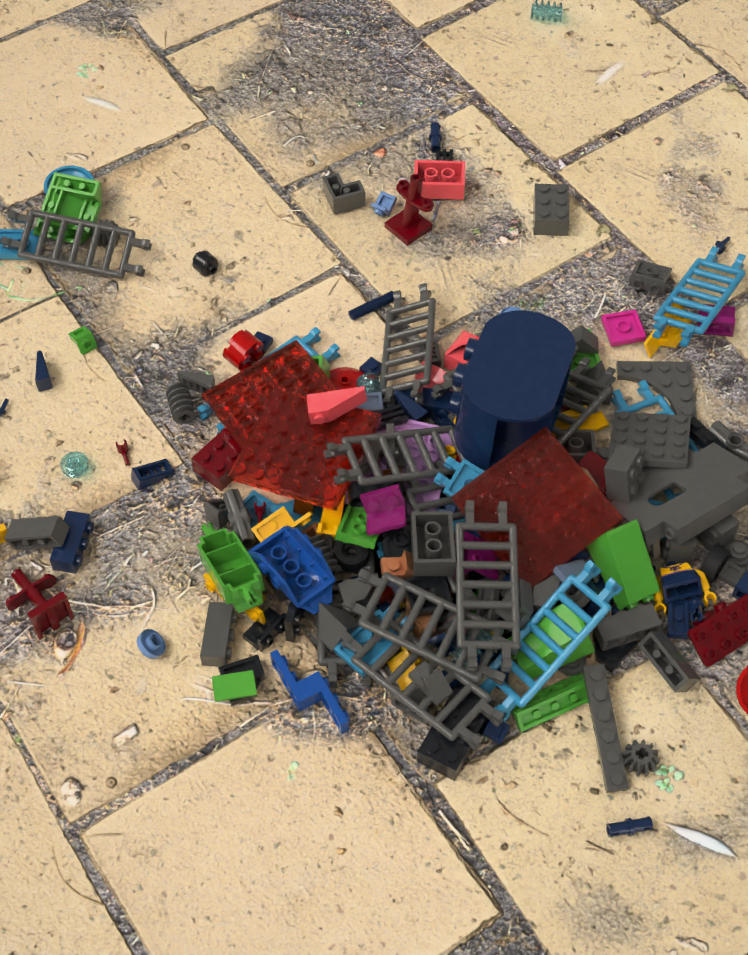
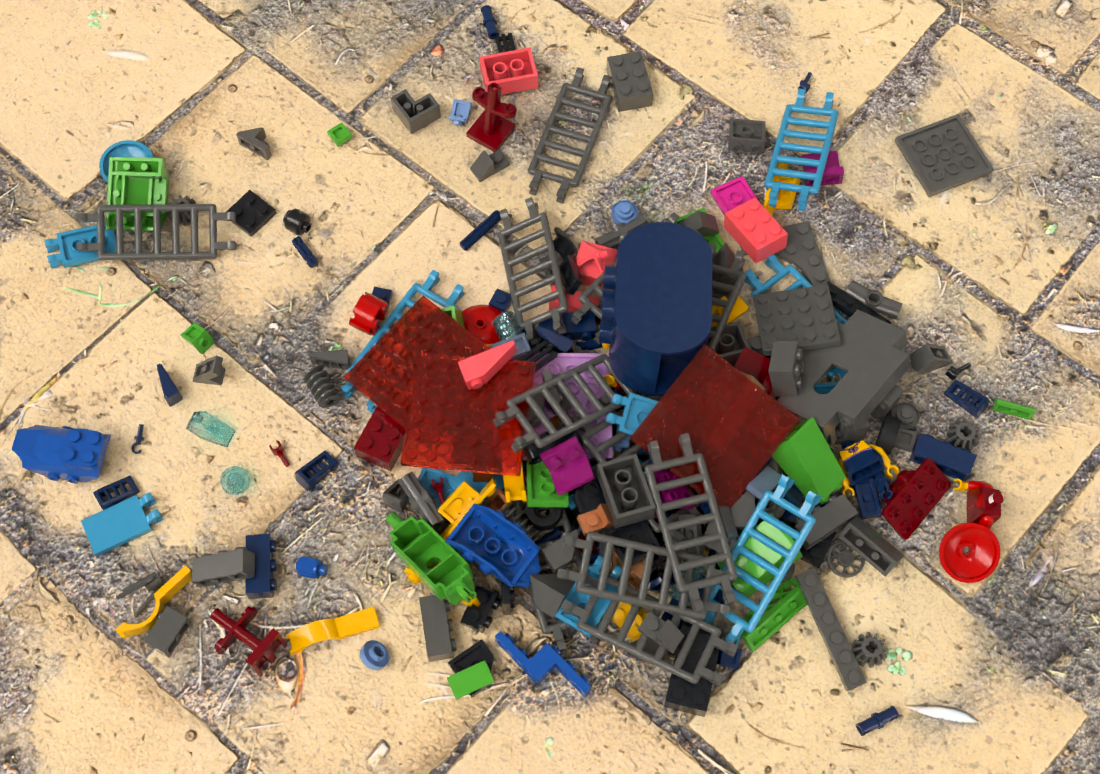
camera: 15 degrees left, 10 degrees up
(67, 416) = (210, 428): none -> clear light blue slope
(84, 369) = (210, 371): none -> dark grey slope
(118, 554) = (311, 567): none -> blue arm
(125, 613) = (333, 629): none -> yellow piece
(167, 249) = (251, 213): none -> black plate
(190, 191) = (254, 141): none -> dark grey slope
(204, 290) = (305, 252): none -> dark blue axle
(268, 201) = (339, 134): none -> bright green plate
(395, 253) = (488, 165): none -> dark grey slope
(441, 352) = (568, 269): none -> black piece
(463, 282) = (590, 140): none -> dark grey bar
(633, 356) = (755, 230): none -> coral brick
(639, 669) = (845, 560): none -> dark grey wheel

